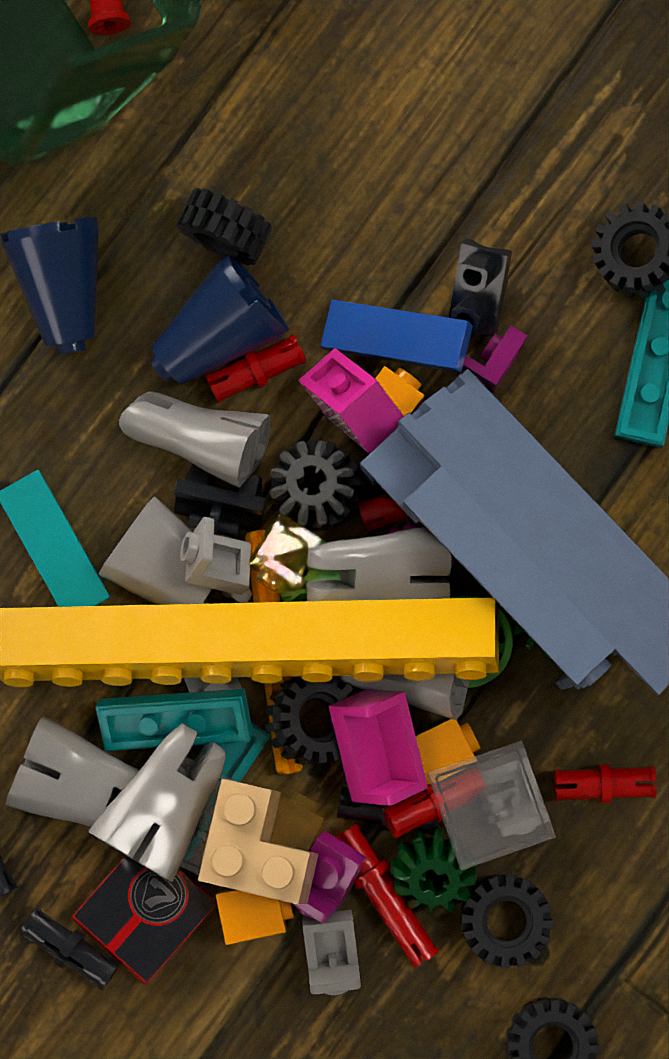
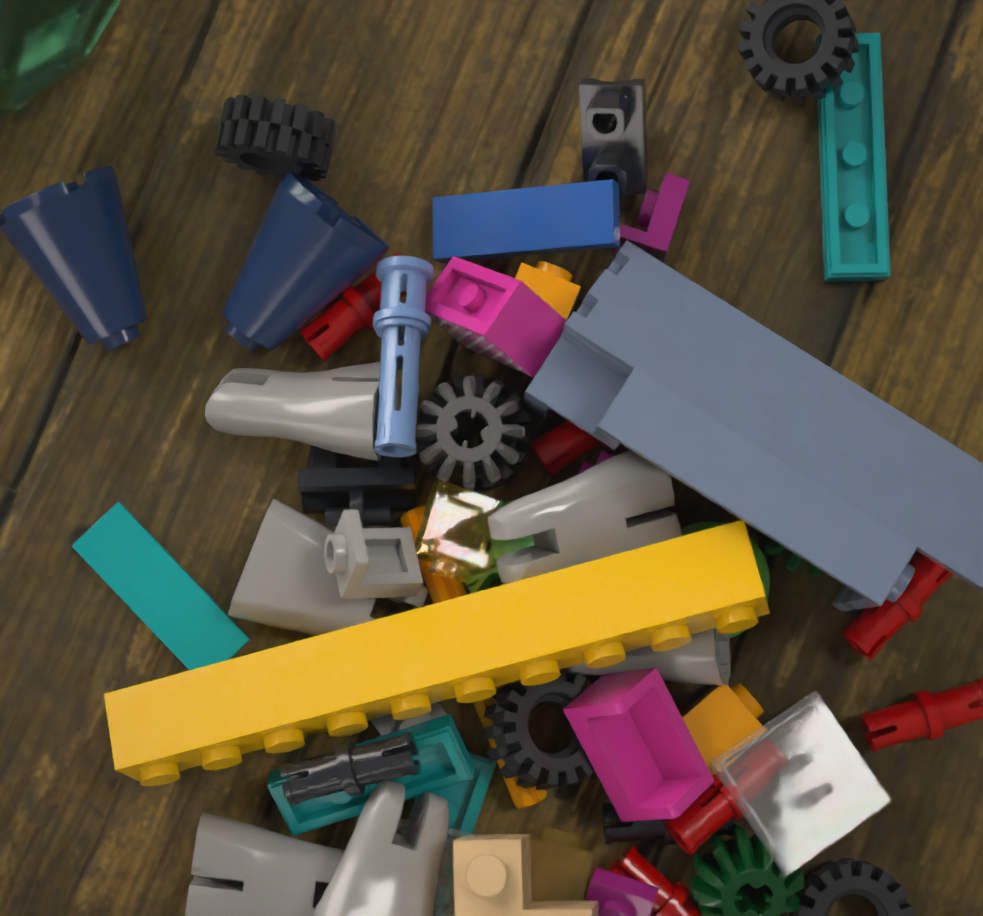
camera: 20 degrees left, 0 degrees up
(160, 709) = (350, 768): none -> black pin
(279, 389) = (400, 324): none -> medium blue pin
(599, 697) = (878, 624): none -> red pin

